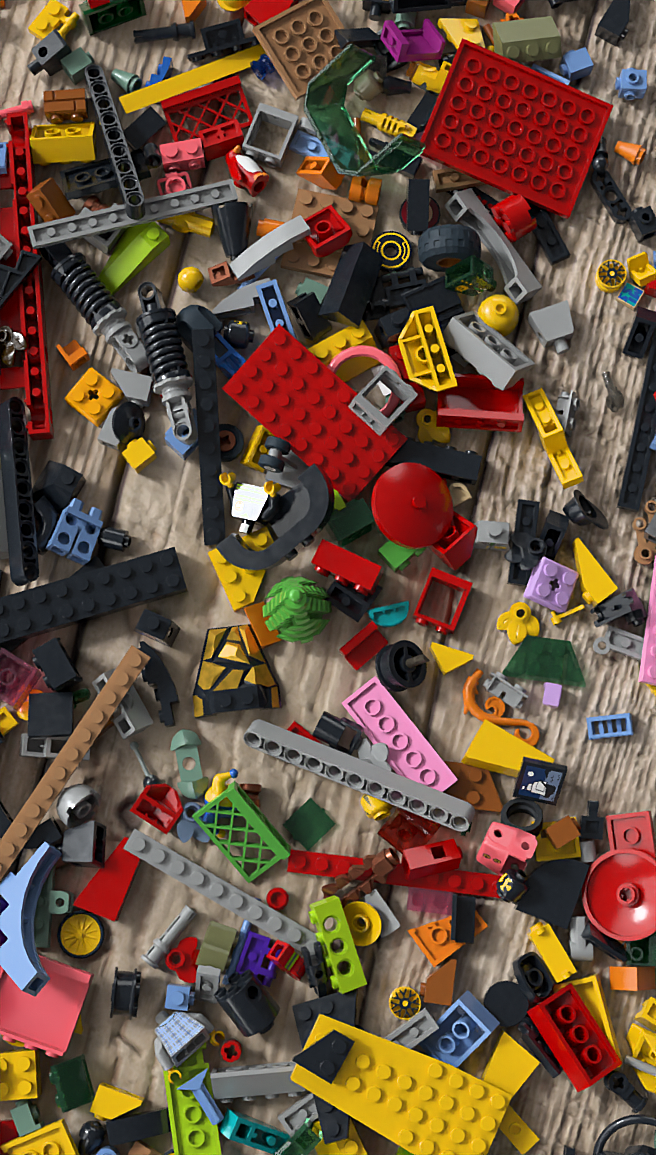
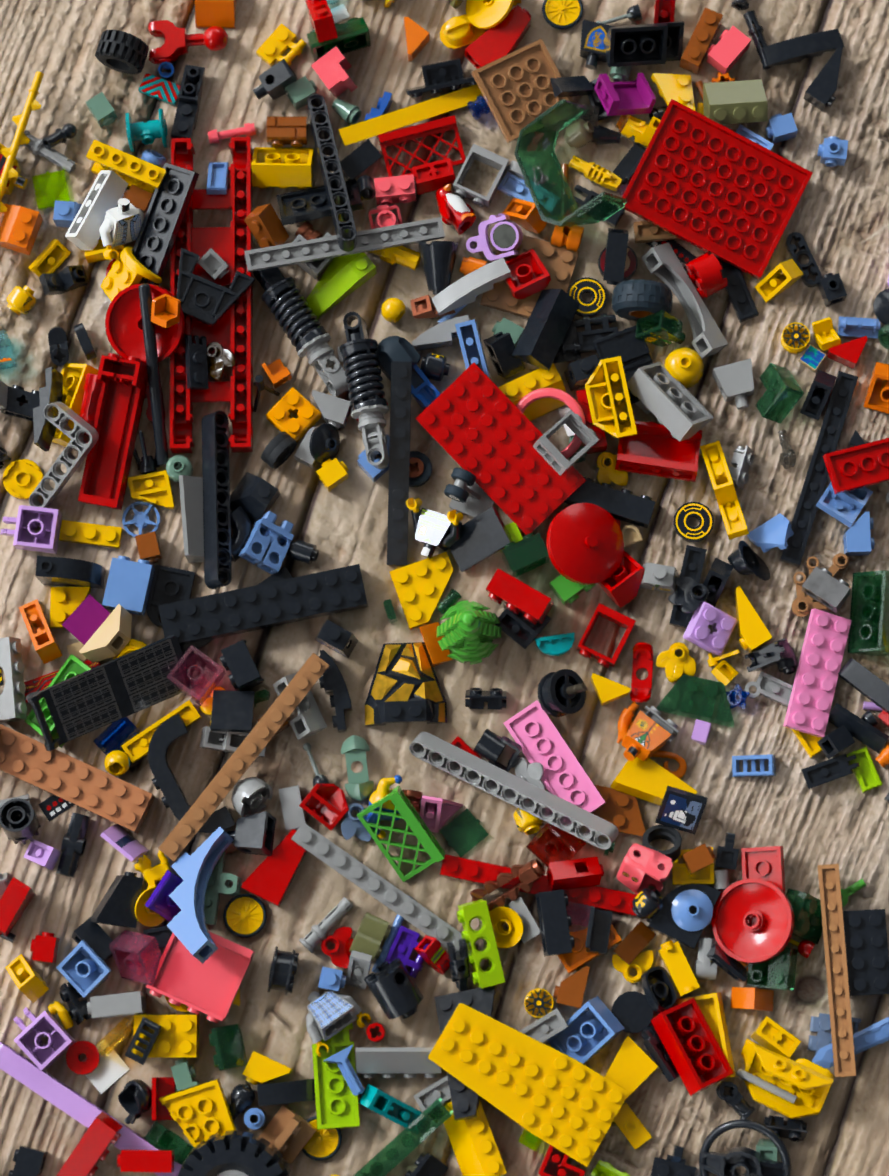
camera: 10 degrees right, 0 degrees up
(55, 366) = (260, 387): none -> black plant
(80, 434) = (278, 450): none -> black tyre
(109, 40) = (333, 73): none -> coral plate
(123, 819) = (292, 812): none -> light grey slope
(174, 32) = (397, 66): black pin -> none
(211, 594) = (390, 611): none -> clear green tile
(256, 448) = (443, 476): yellow slope -> none
(274, 577) = (450, 600): none -> clear green pin
(277, 898) = (429, 898): red plate -> none
(278, 804) = (437, 812): none -> bright pink slope
(299, 193) = (503, 236): none -> lavender piece
(301, 534) = (477, 563): black arch -> none
(312, 677) = (478, 697): none -> black hinge
(325, 1055) = (461, 1038): black wing -> none
(363, 646) = (528, 671): red panel -> none
(415, 915) = (554, 922): none -> black brick
(483, 623) = (642, 658): none -> red piece
(492, 707) = (644, 738): none -> orange torso
(499, 945) = (640, 963): none -> yellow plate
(501, 928) = (634, 943): none -> reddish brown slope
(522, 462) = (696, 510): none -> black tile
(549, 891) = (681, 914): none -> medium blue dish
(570, 630) = (724, 672): none -> yellow plate
(582, 659) = (732, 697): none -> clear blue plate
(588, 218) = (779, 280): none -> yellow slope
(600, 157) = (795, 223): black pin -> none
(601, 336) = (781, 393): none -> clear green panel
(606, 480) = (772, 533): none -> medium blue slope
(632, 152) = (827, 218): orange cone -> none

